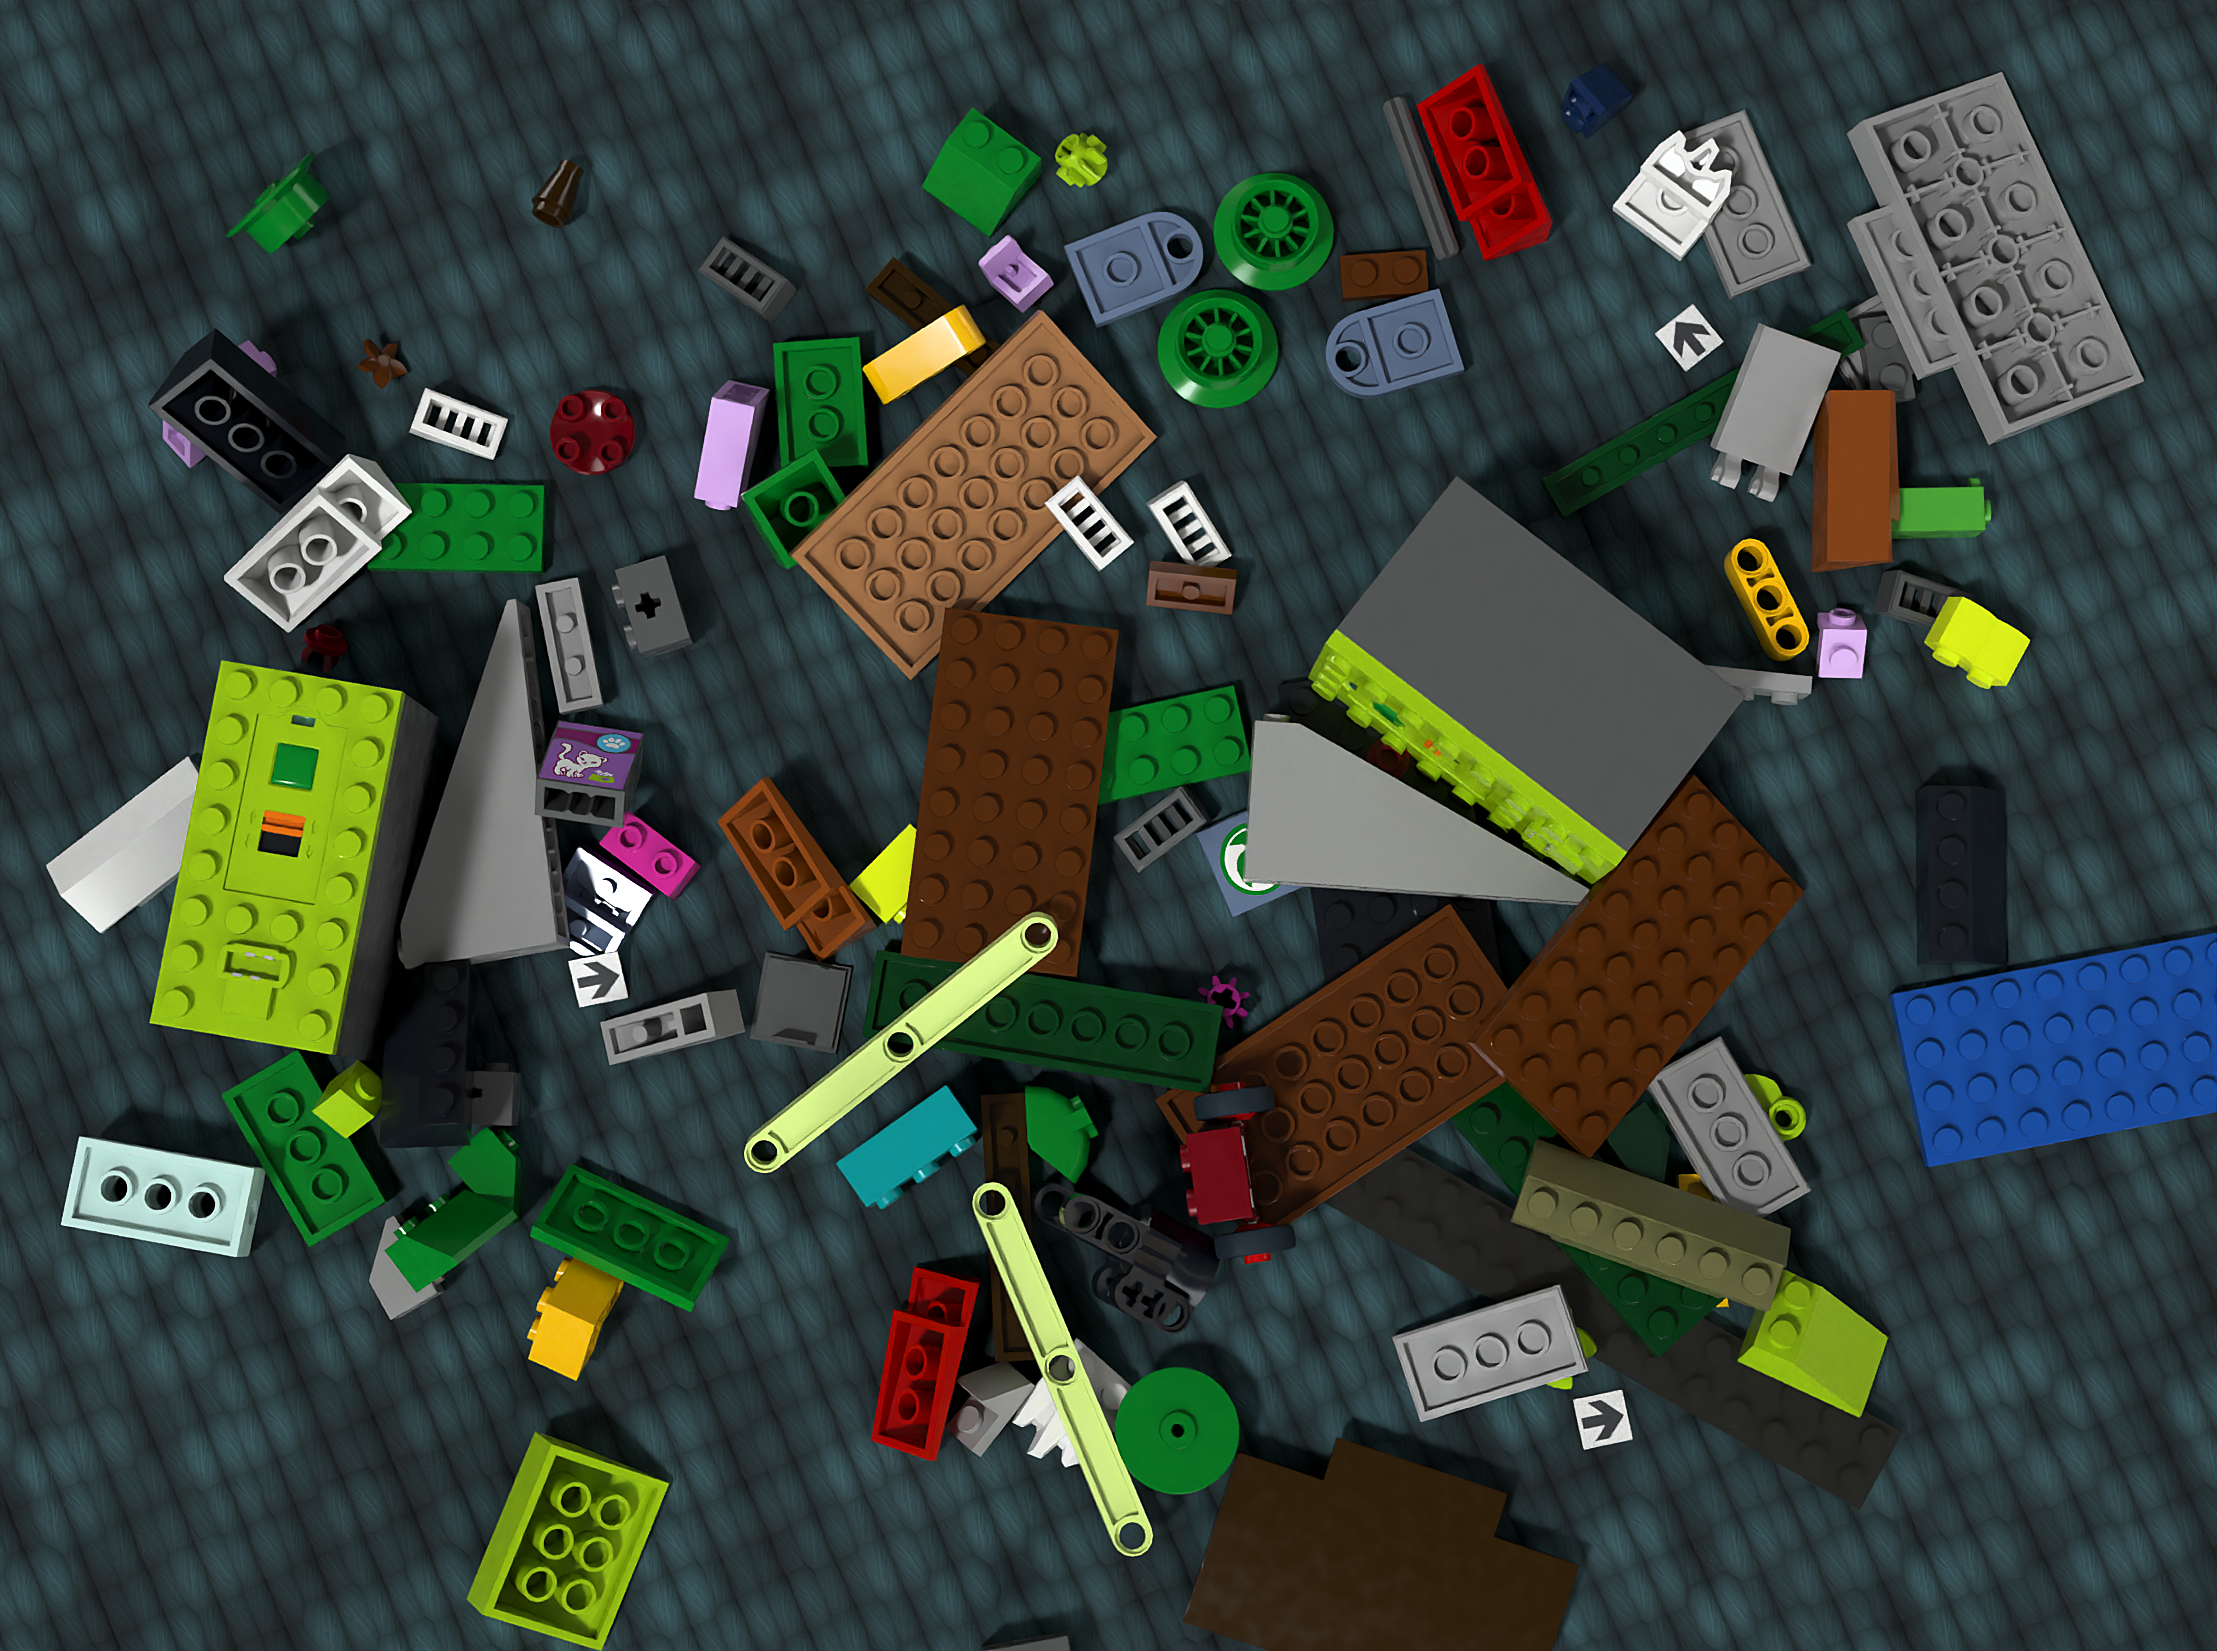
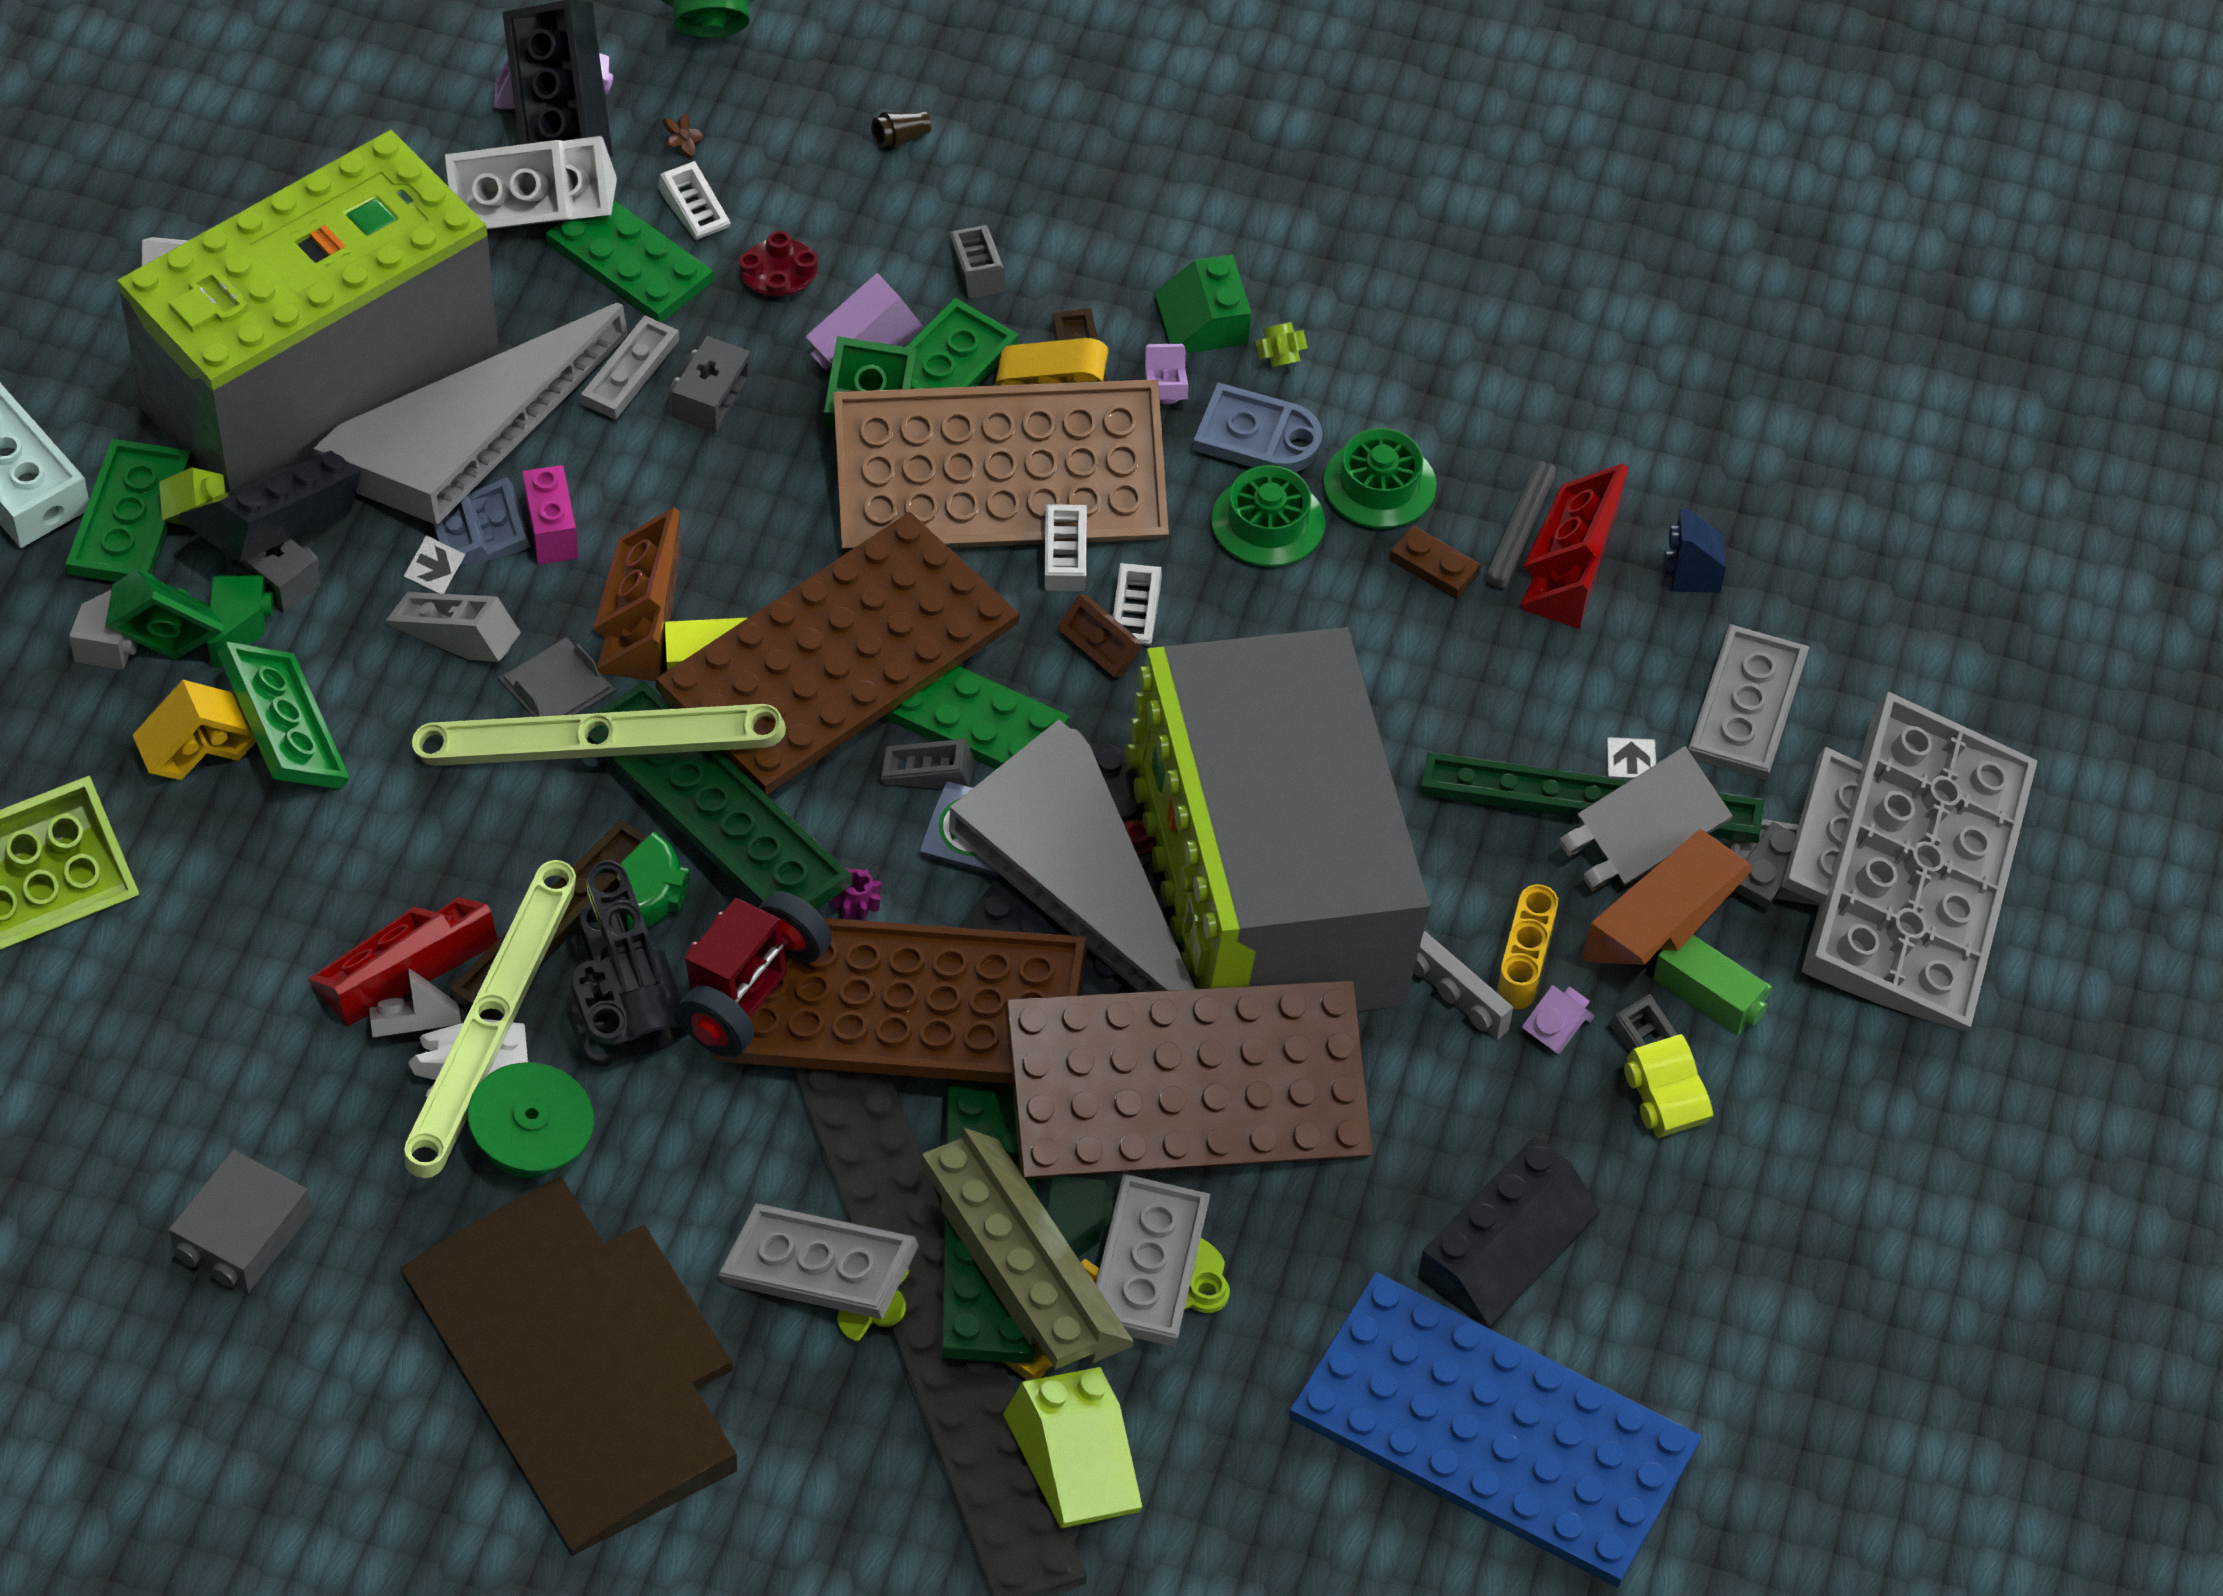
camera: 40 degrees right, 30 degrees down
(589, 774) = (560, 427): brick -> none
(909, 1149) = (534, 801): teal brick -> none
(1397, 347) = (1398, 603): sand blue plate -> none
(1602, 1419) = (859, 1391): clear sticker -> none
(1675, 195) = (1704, 653): white plate -> none

